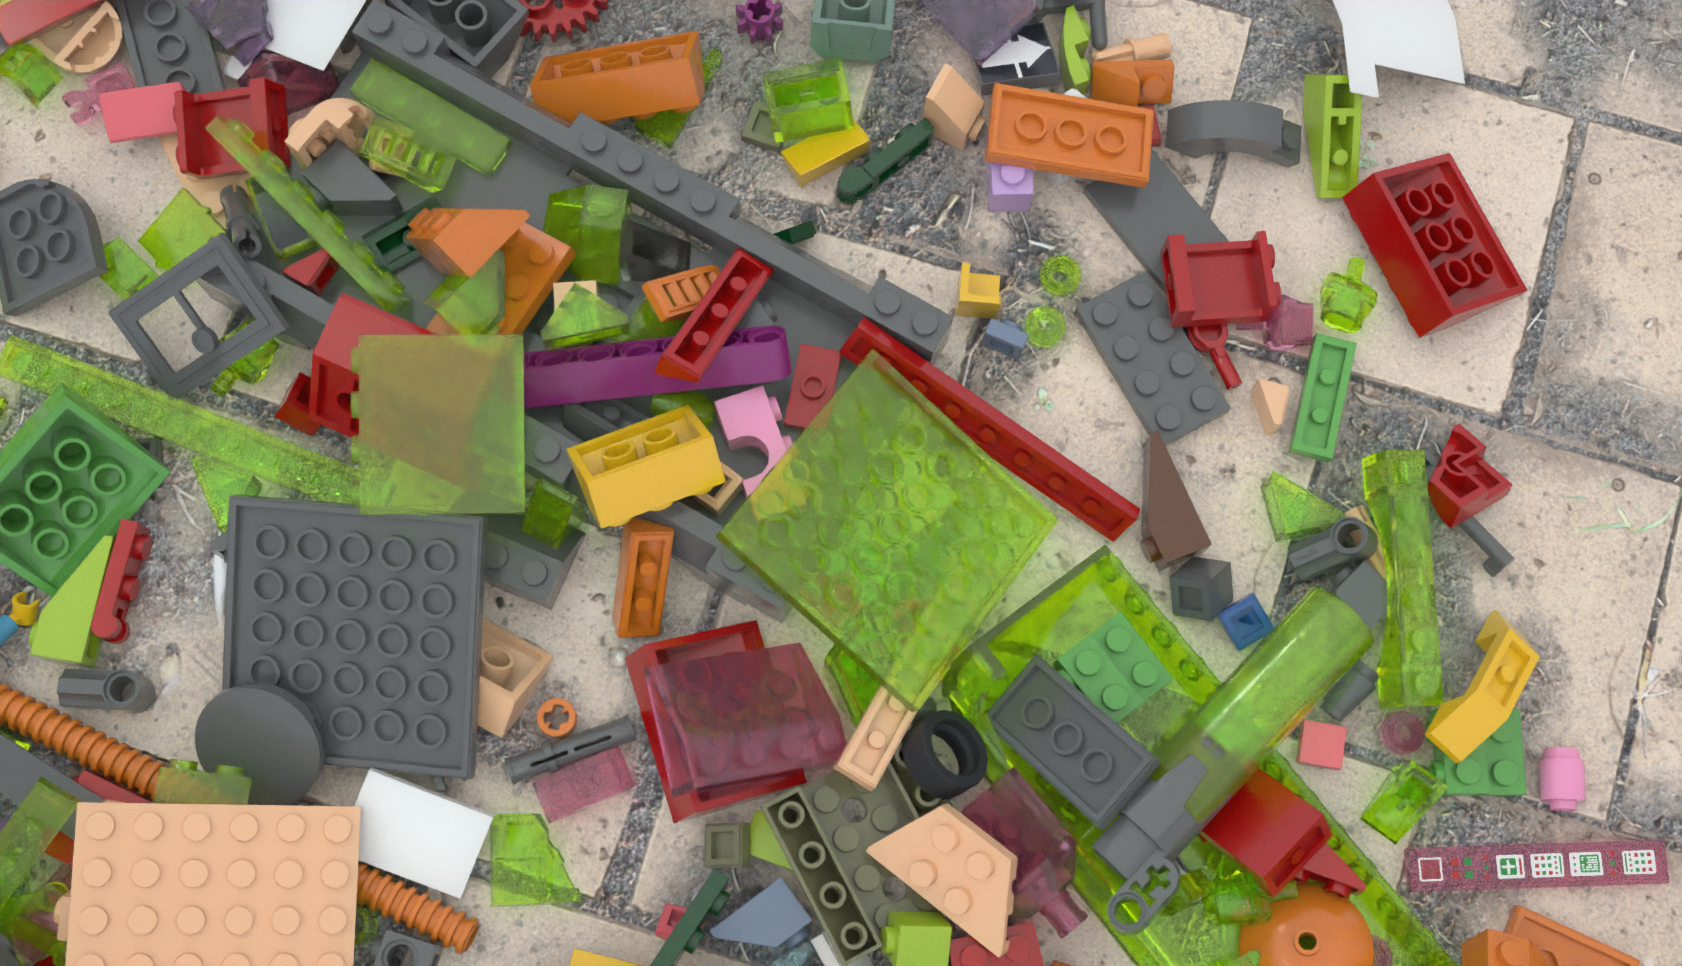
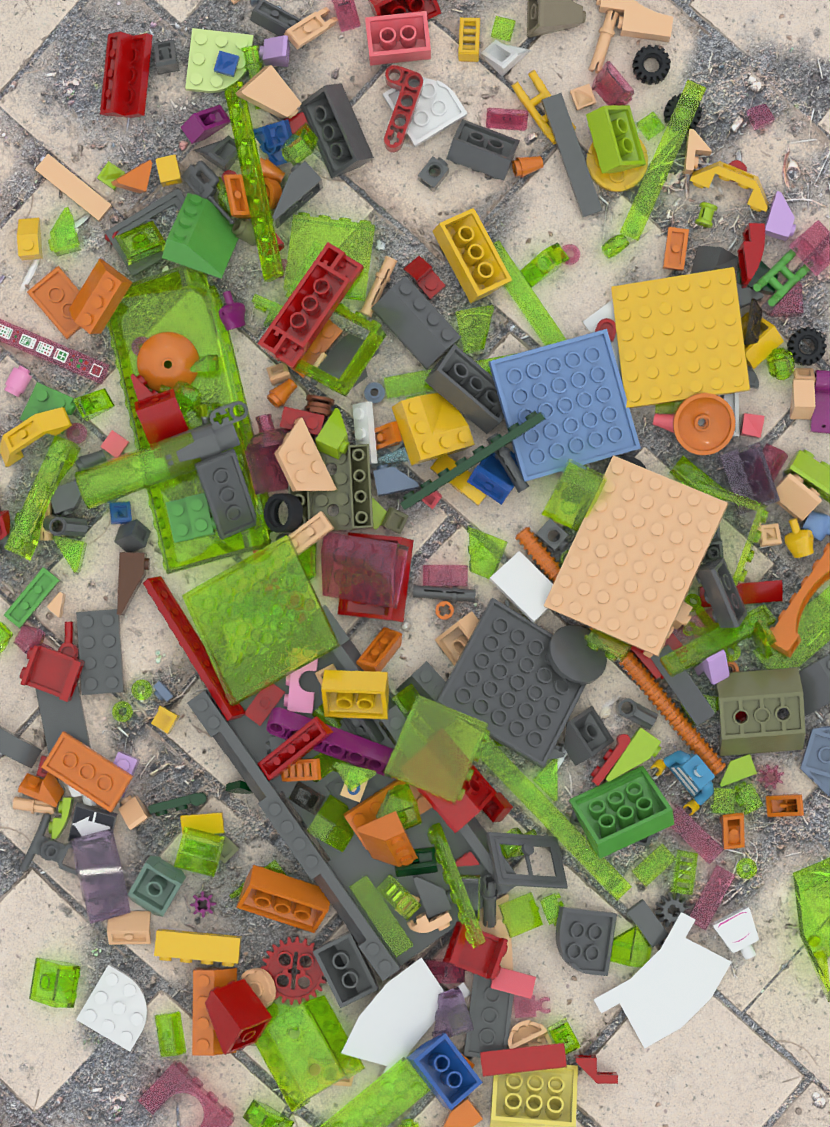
camera: 150 degrees left, 10 degrees up
(182, 601) = (586, 736): none -> dark grey slope

